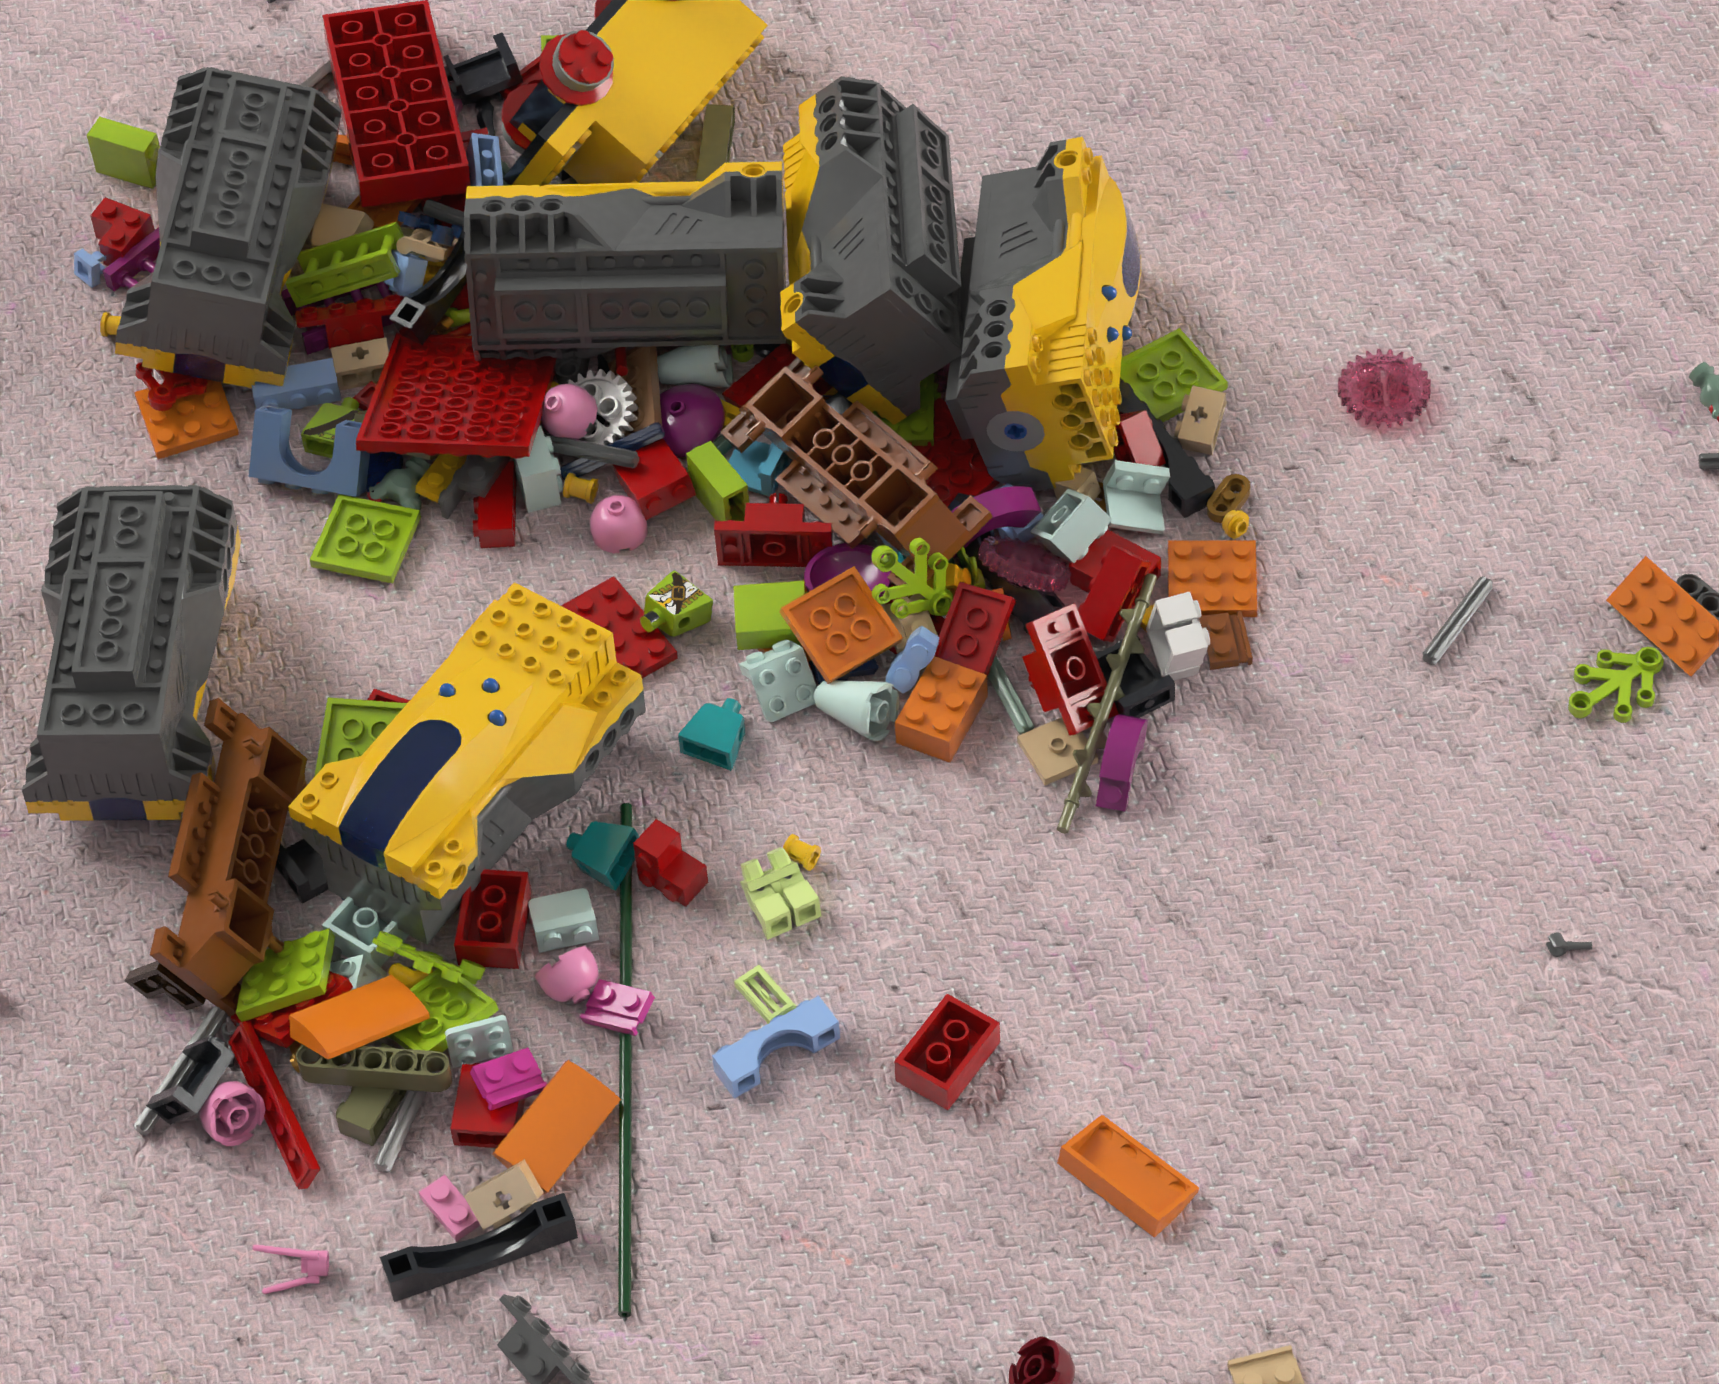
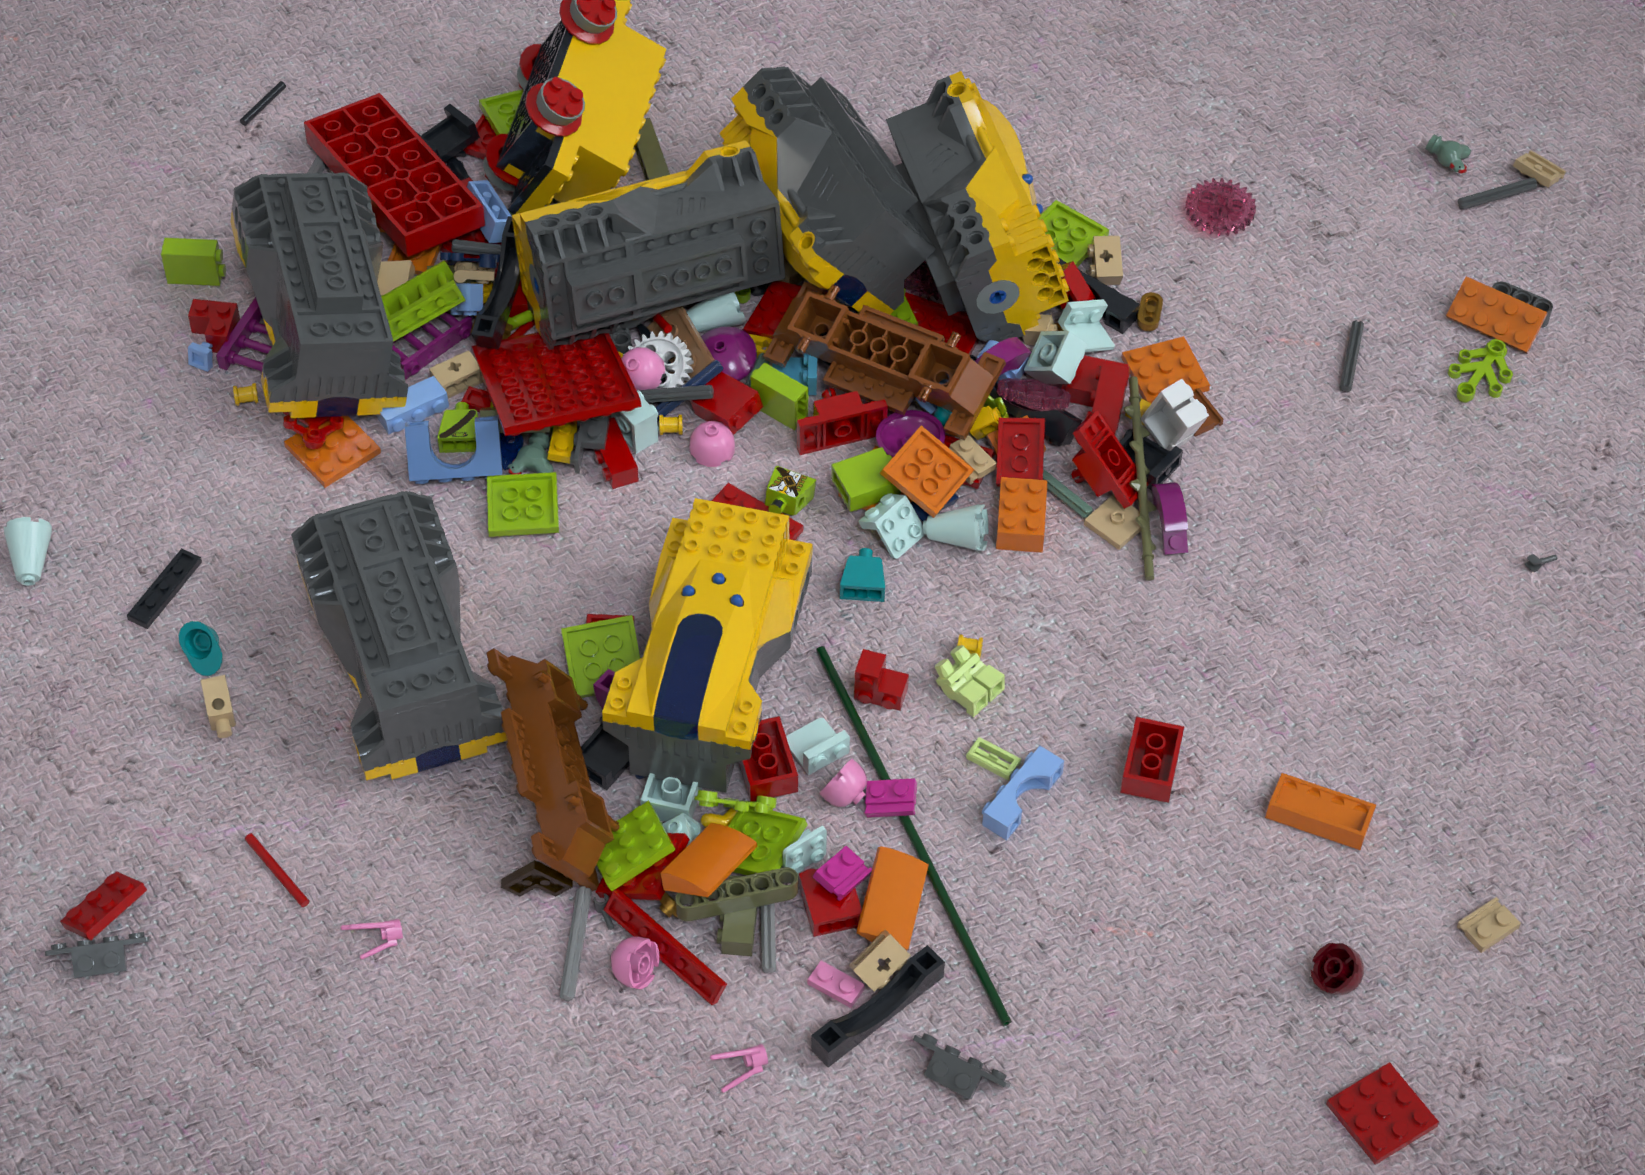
camera: 25 degrees left, 0 degrees up
(183, 1101) = (601, 946): black panel -> none
(351, 321) = (437, 344): red bracket -> none
(604, 851) = (825, 686): teal torso -> none
(915, 582) = (986, 434): lime plant -> none
(915, 656) = (990, 478): light blue brick -> none
(1235, 523) = (1164, 328): yellow plate -> none

